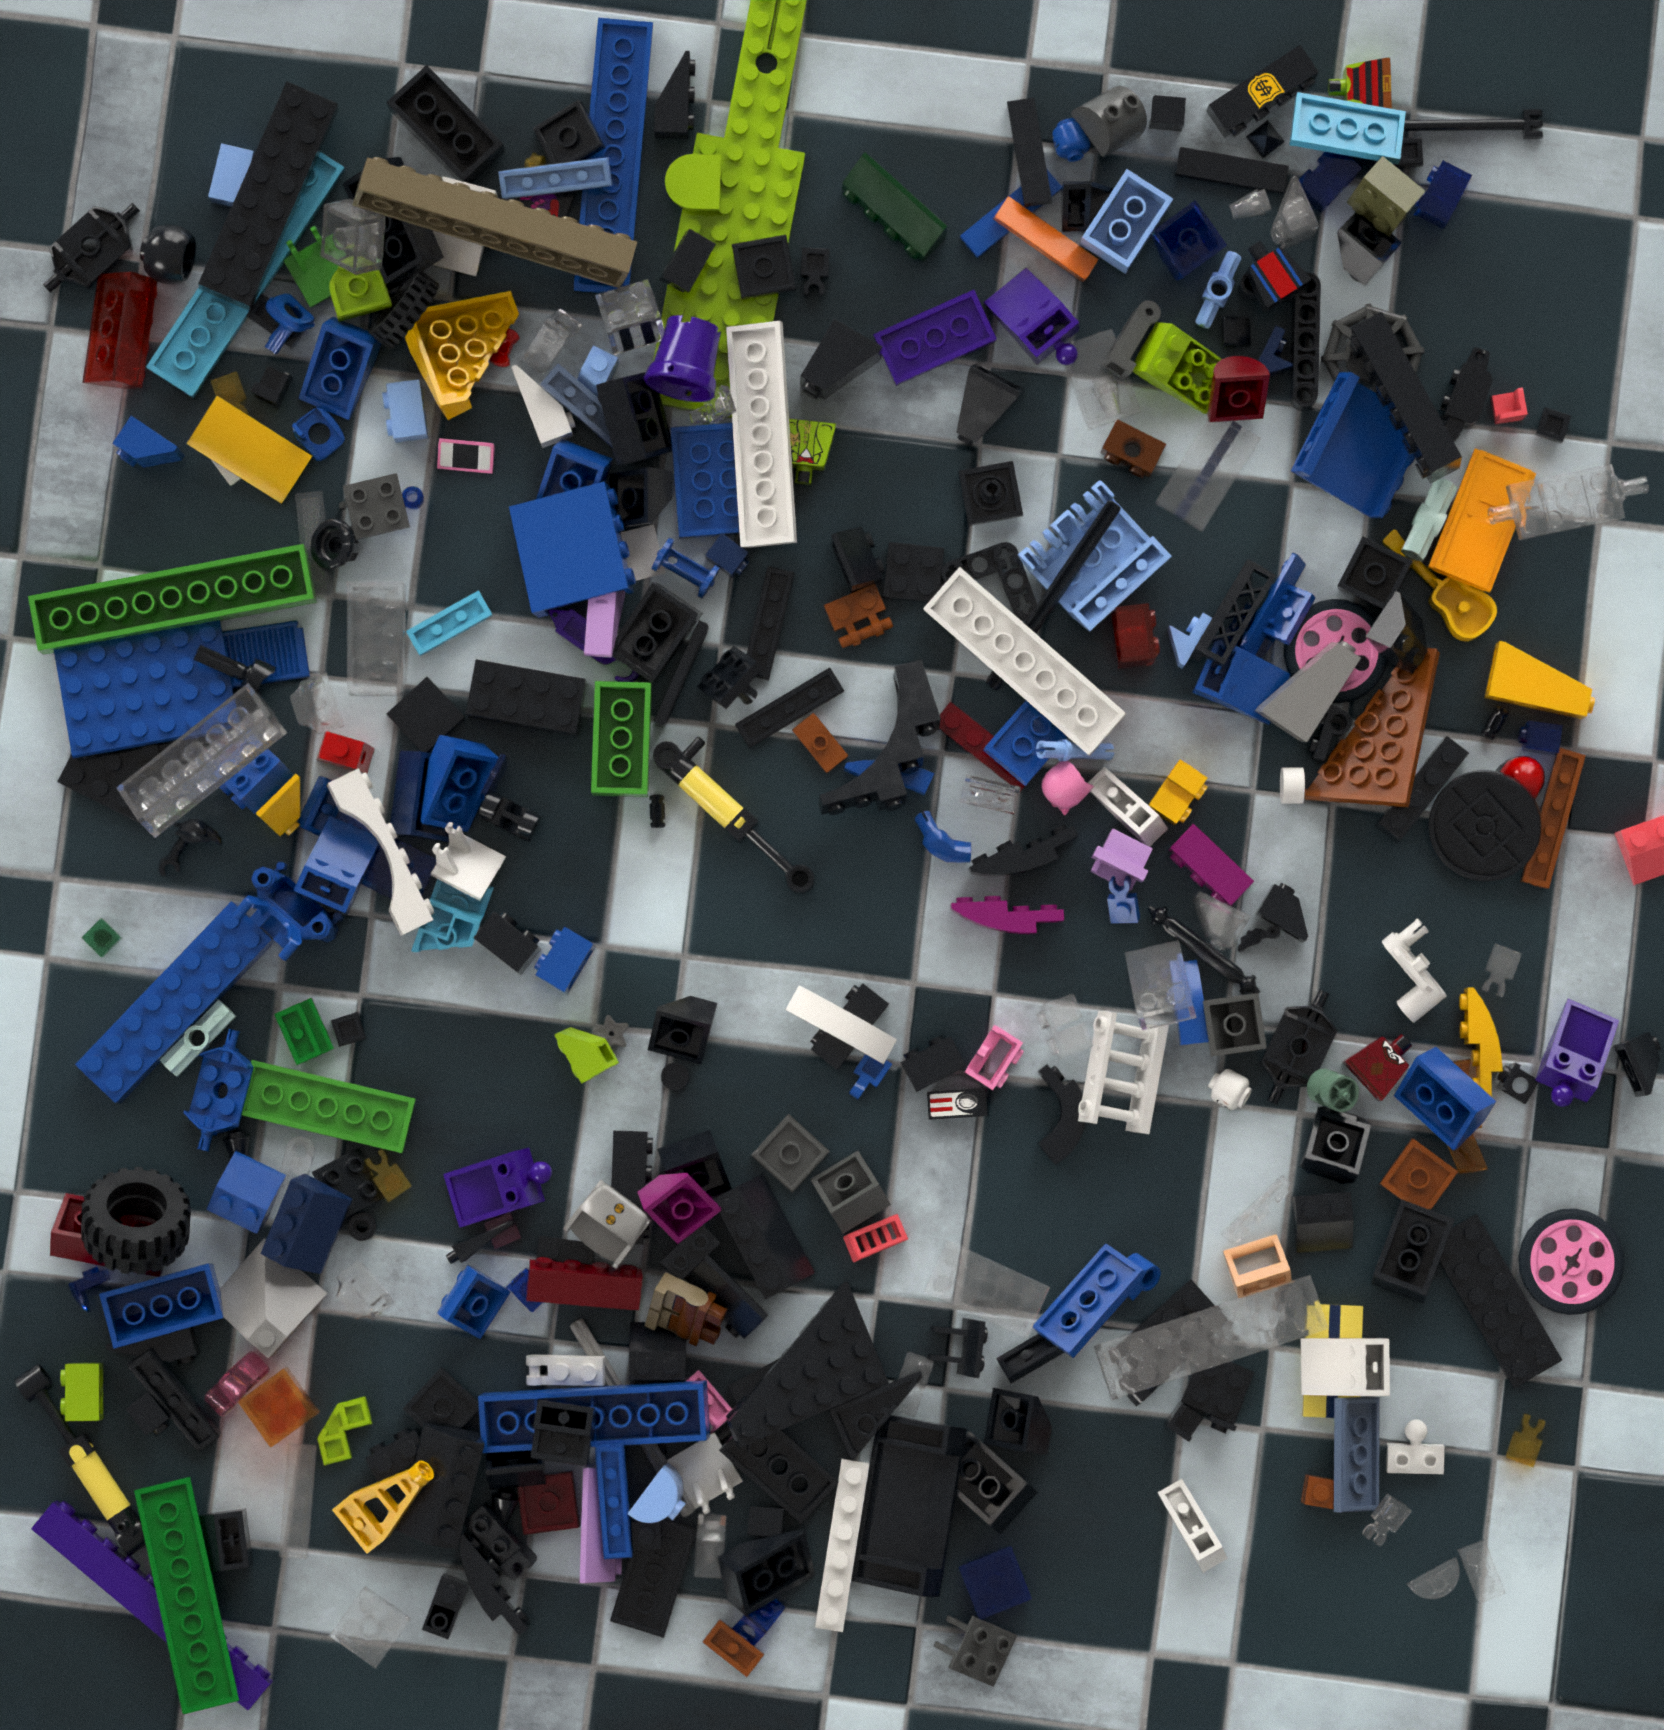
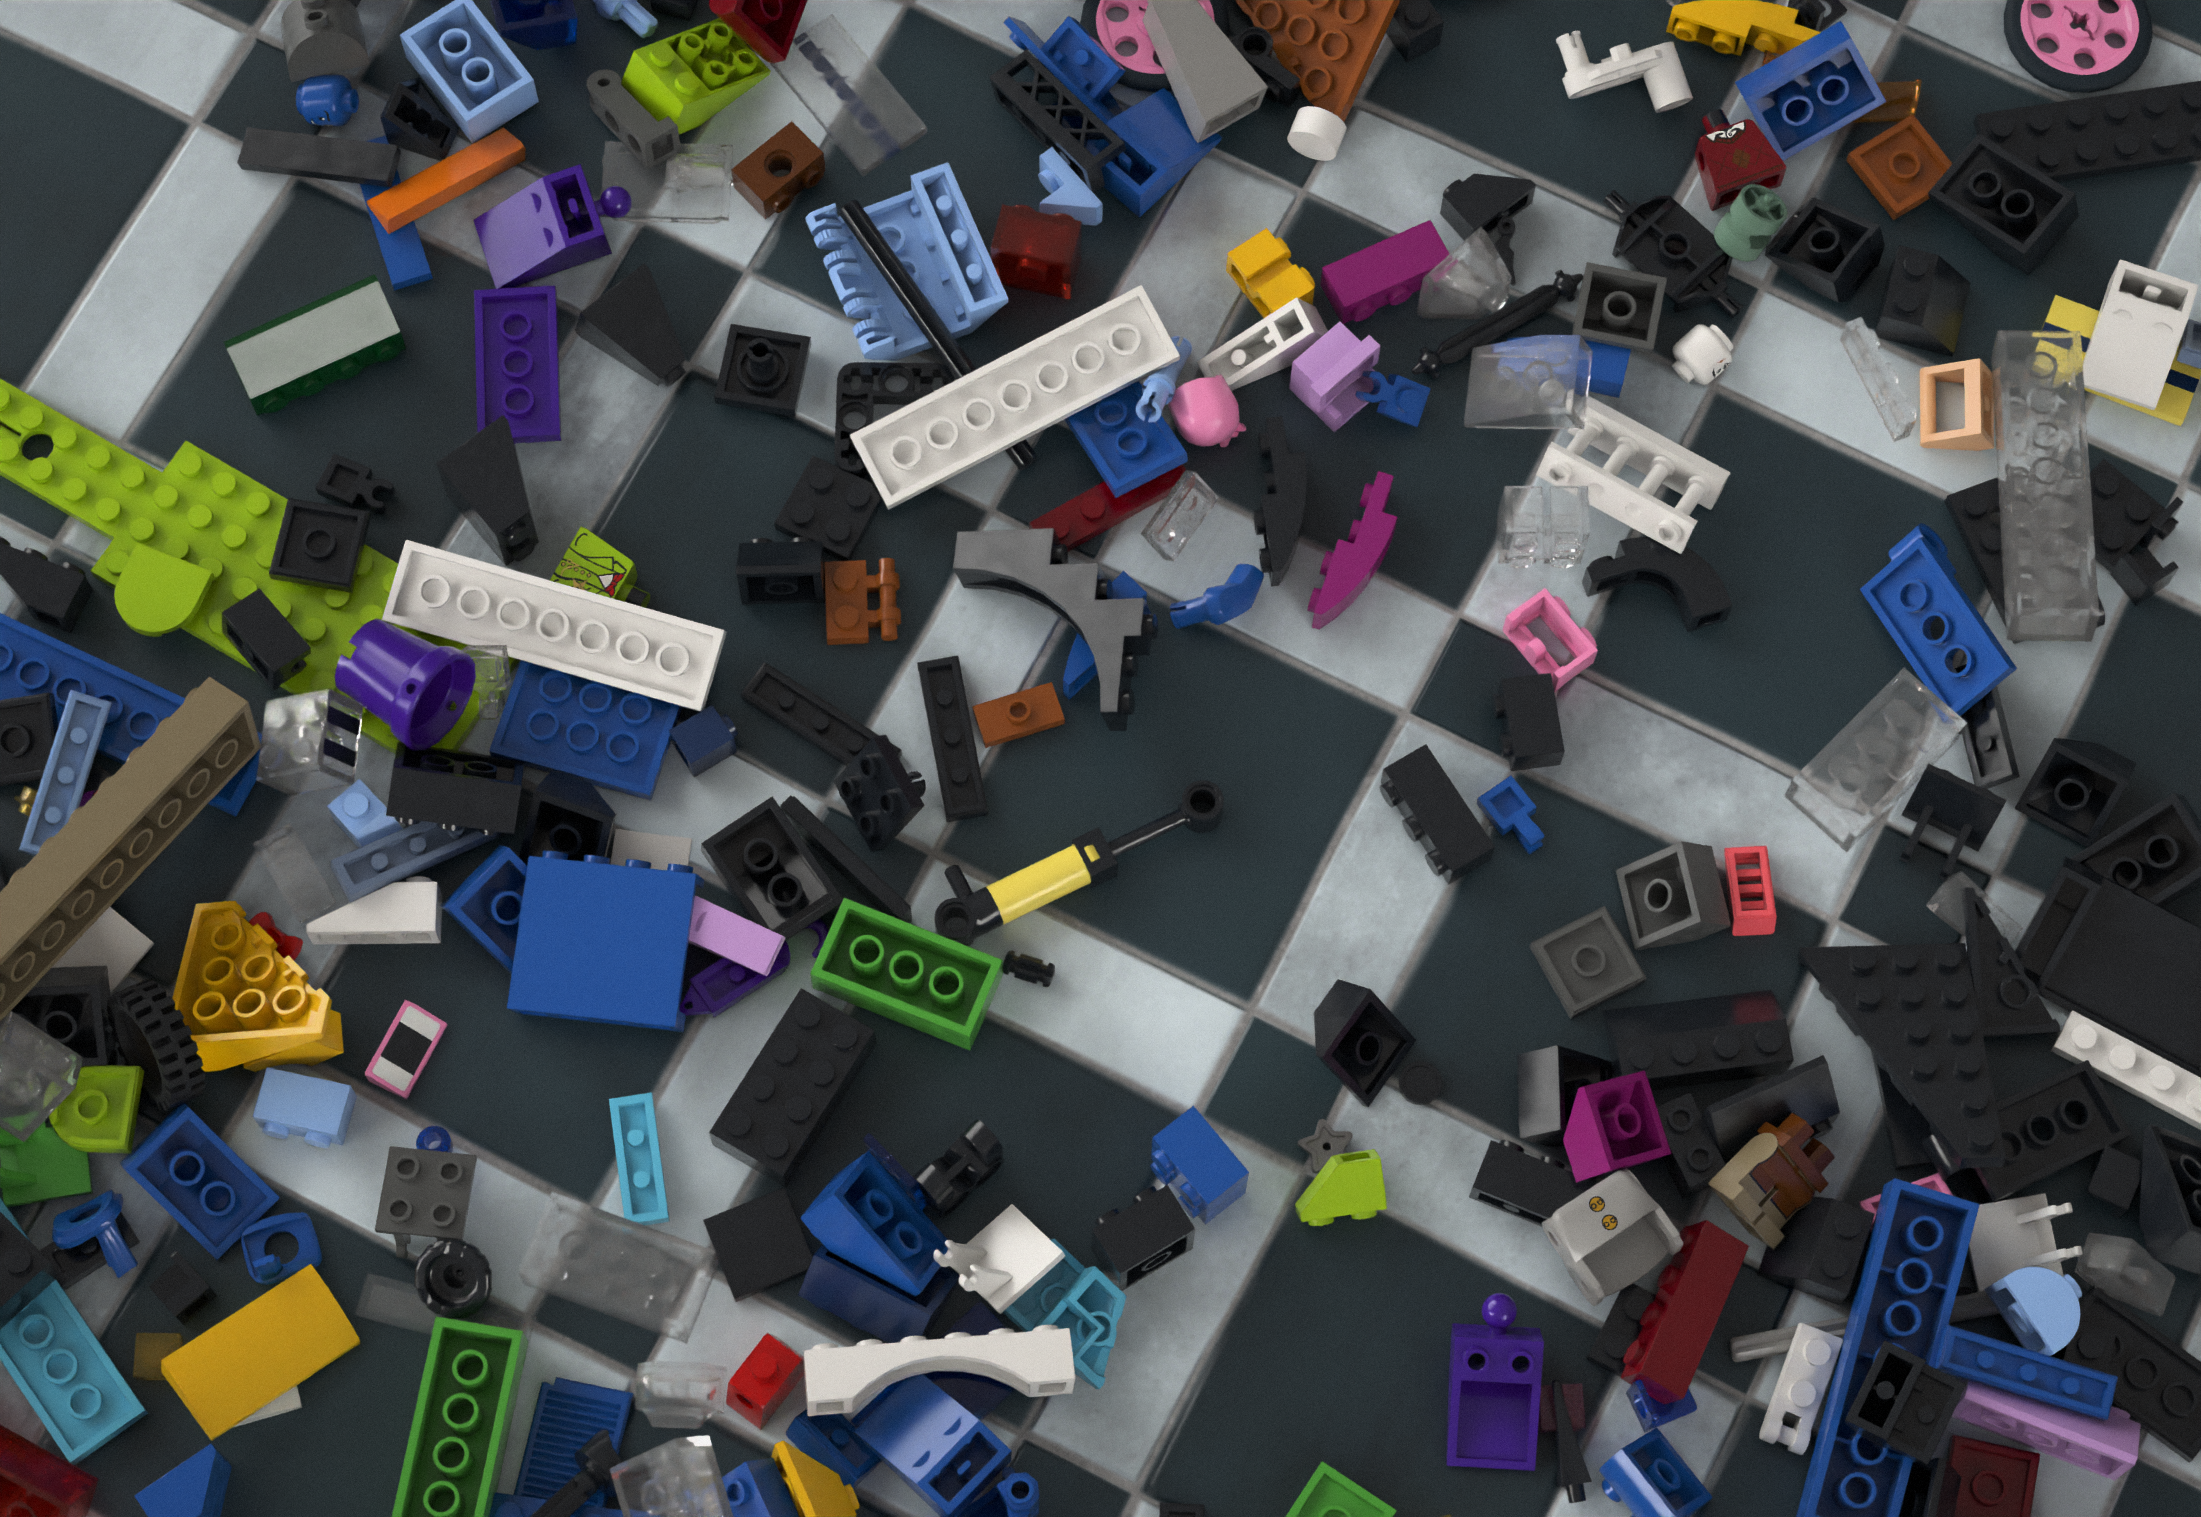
camera: 65 degrees left, 15 degrees down
(686, 568) = (698, 800): blue hose -> none
(841, 1024) = (1428, 820): white slope -> none
(957, 1103) = (1597, 711): slope -> none

